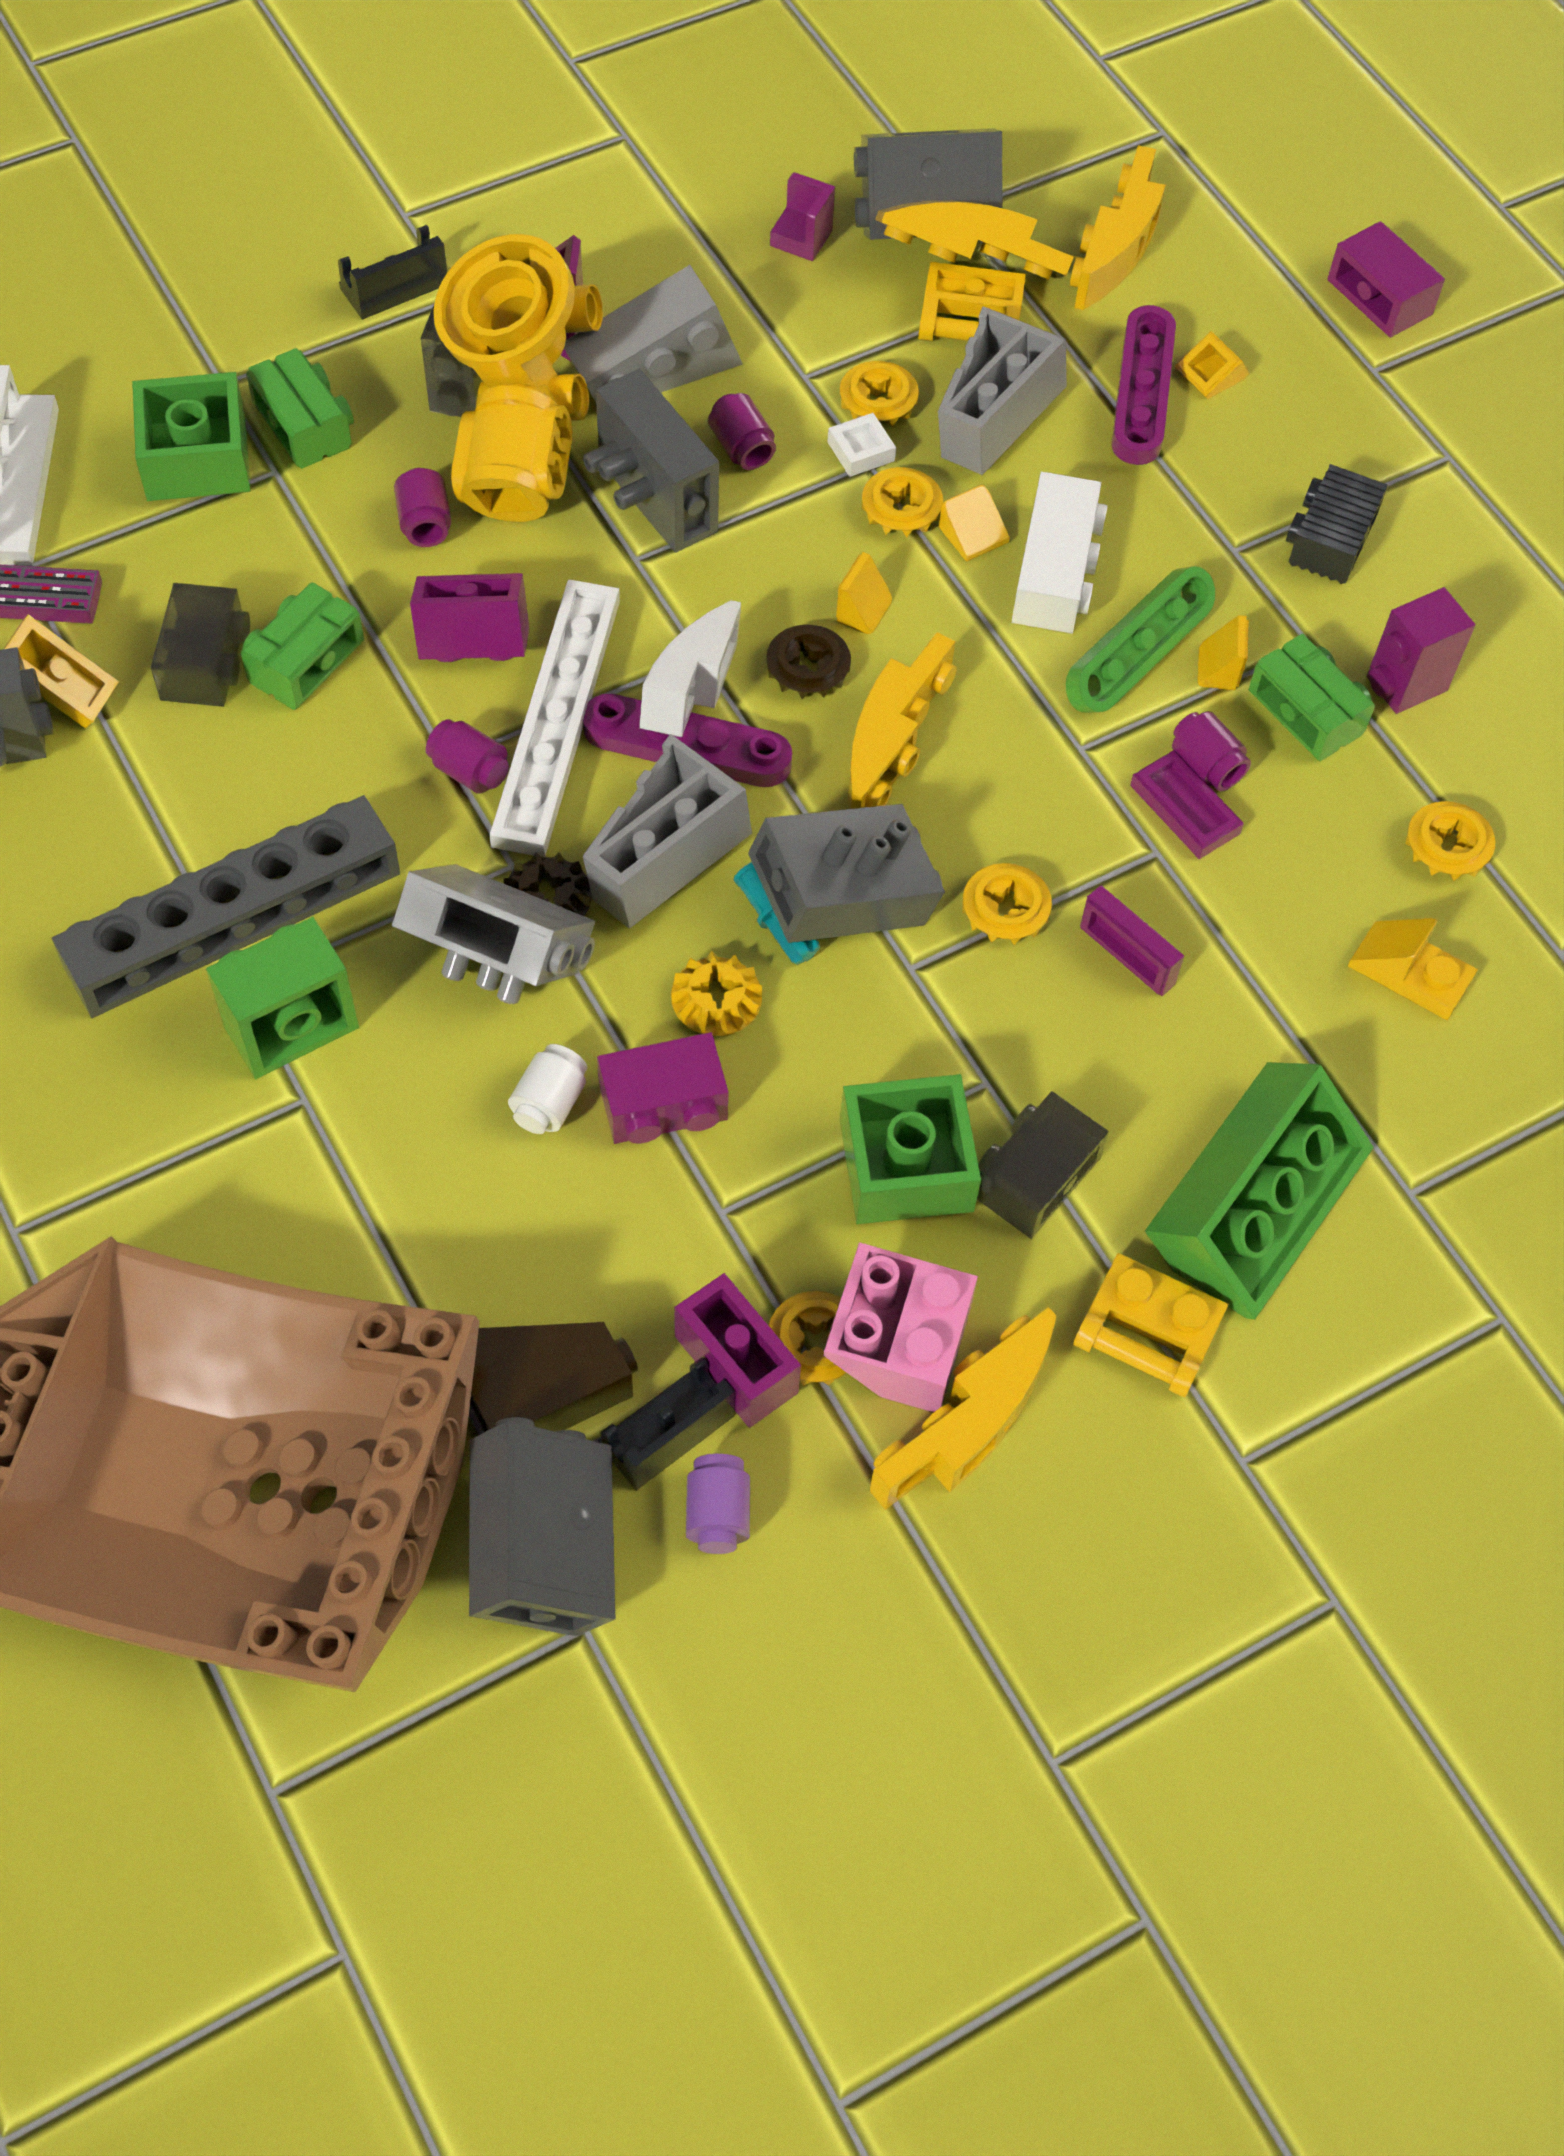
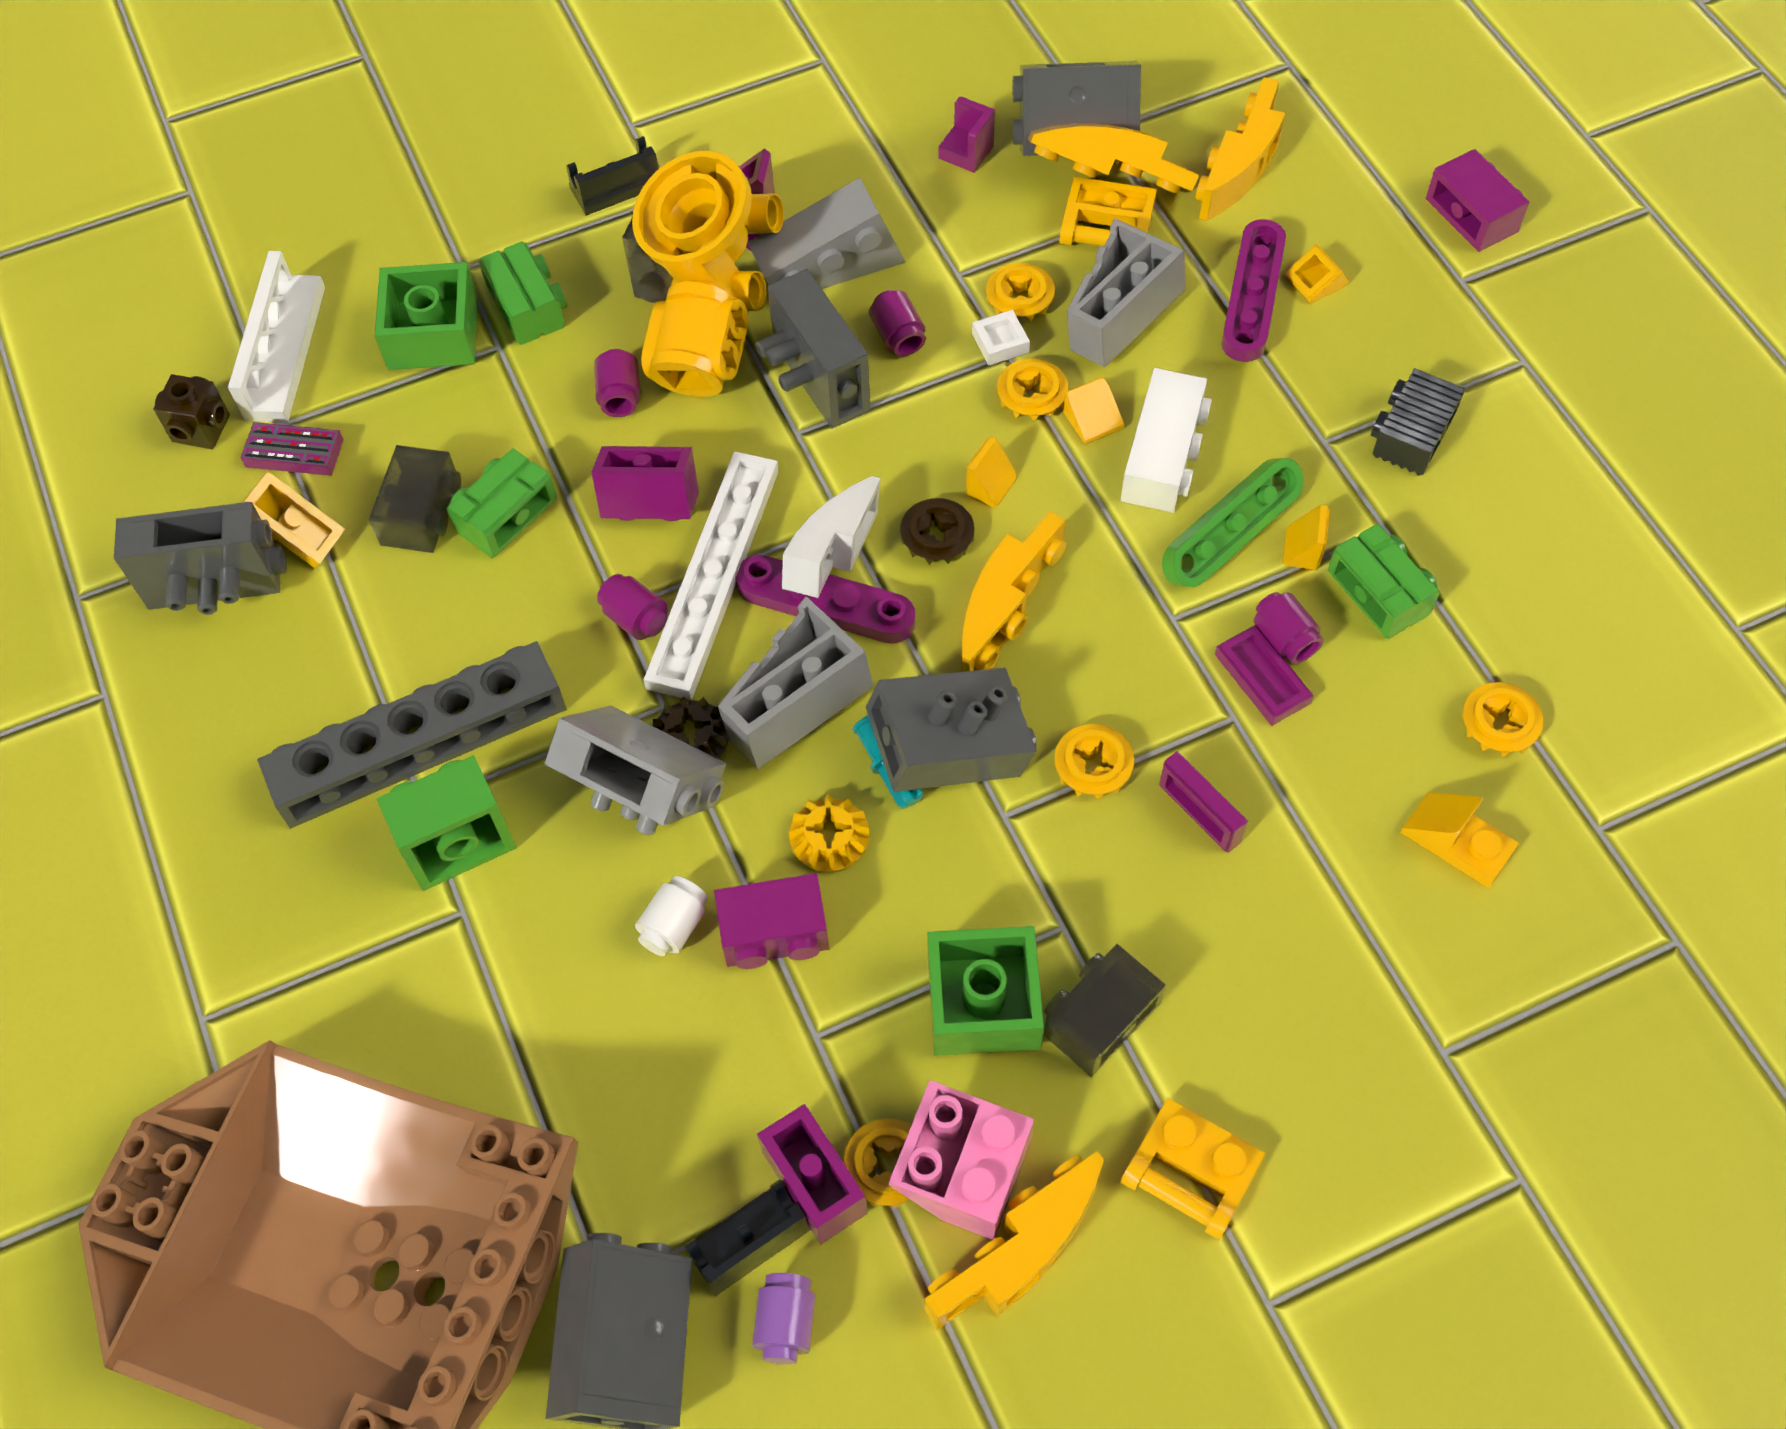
camera: 10 degrees right, 0 degrees up
(549, 1374) = (641, 1187): dark brown slope -> none
(1261, 1186) = (1304, 1042): bright green slope -> none
(1420, 650) = (1484, 542): magenta brick -> none

